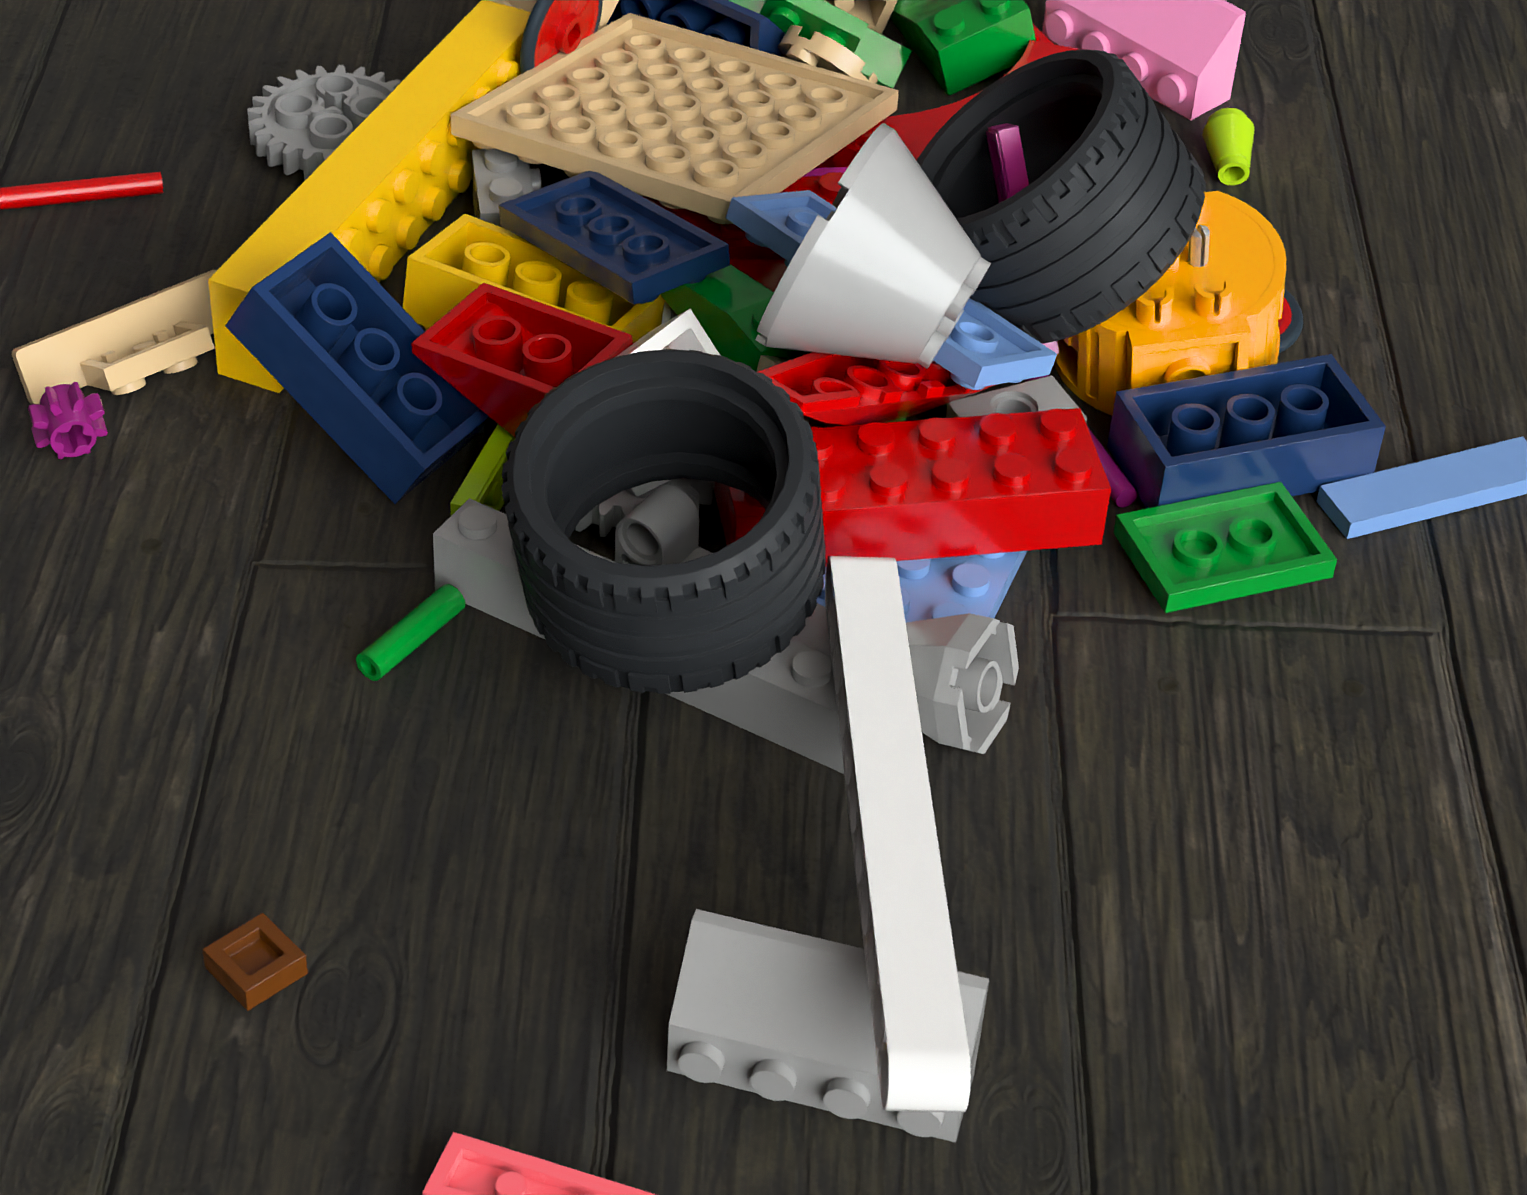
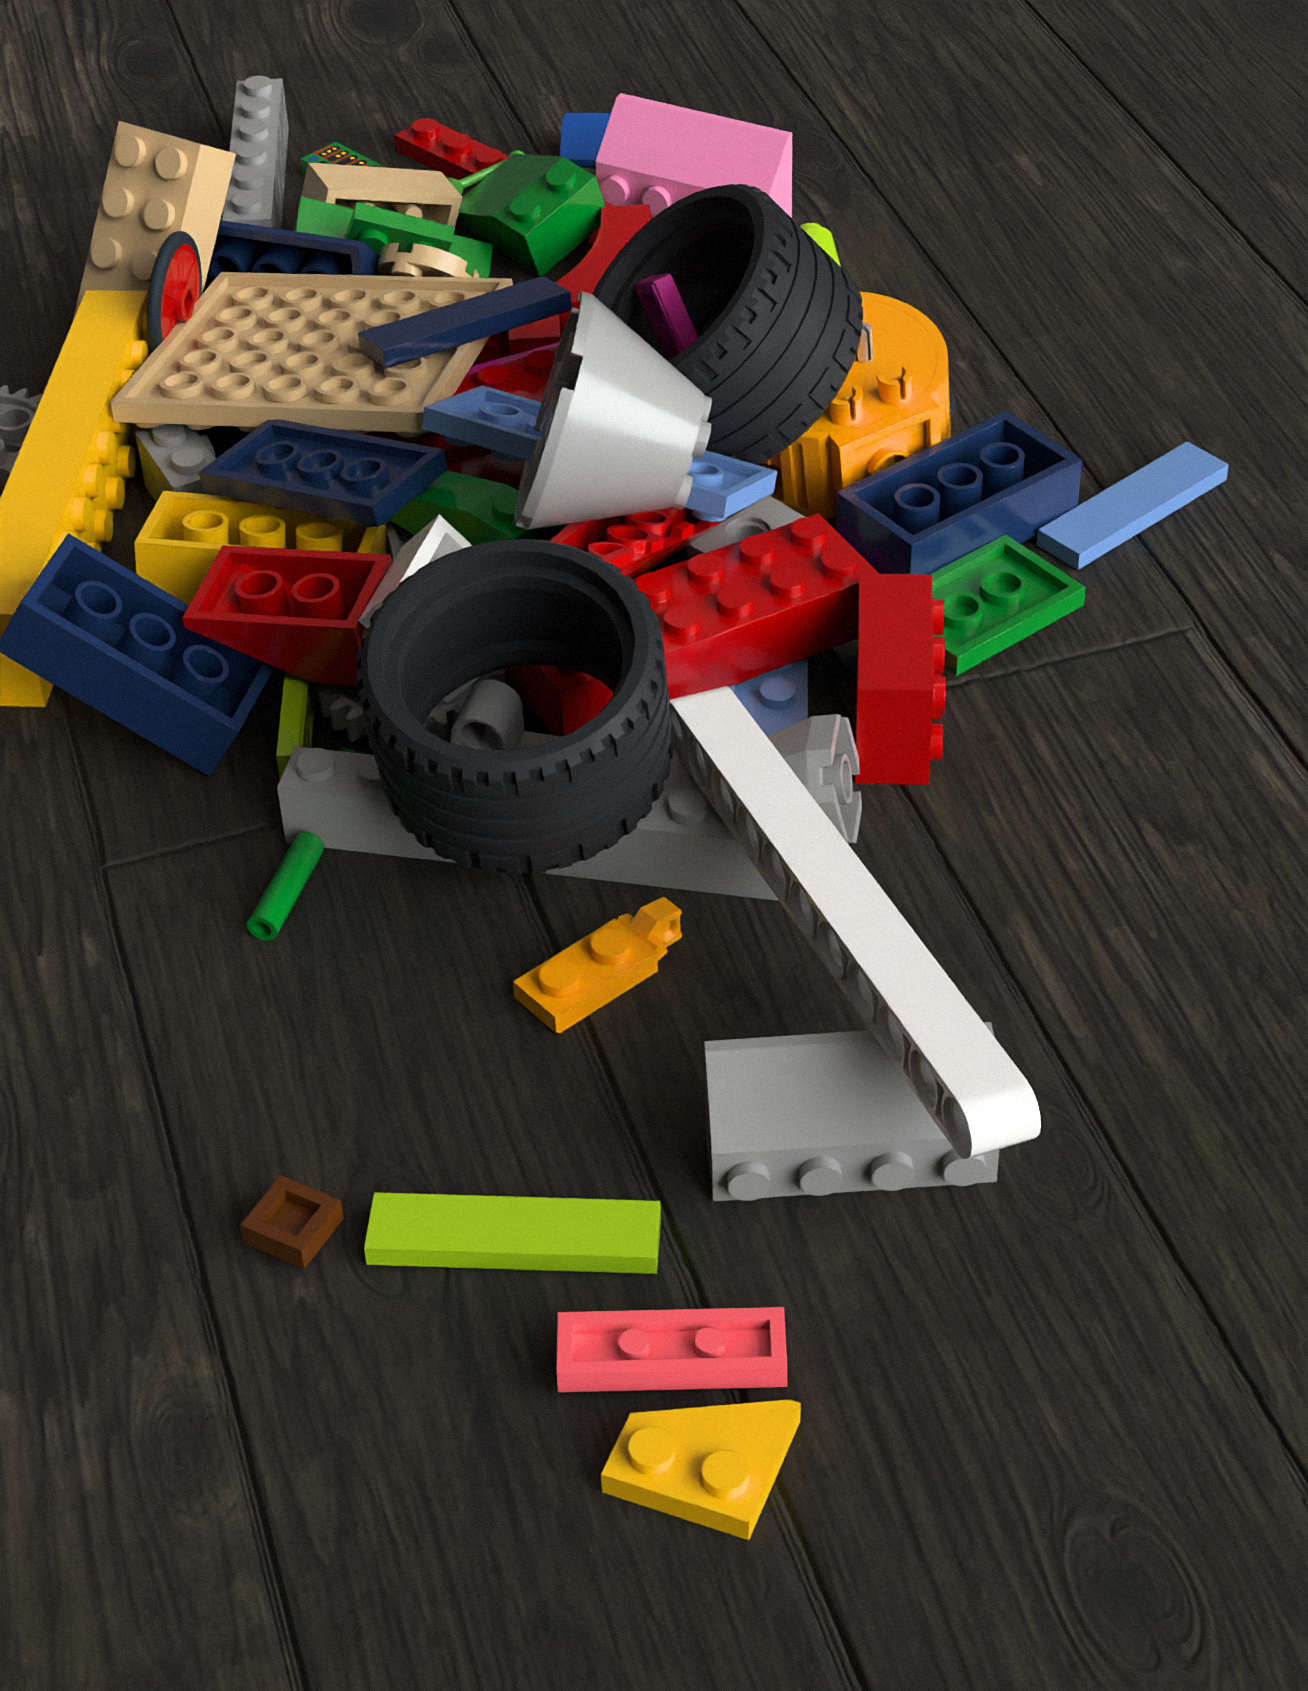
camera: 15 degrees left, 0 degrees up
(459, 1040) = (513, 1233): none -> lime tile
(668, 801) = (599, 966): none -> light orange hinge
(820, 121) = (464, 321): none -> dark blue tile
(1088, 599) = (899, 679): none -> red brick

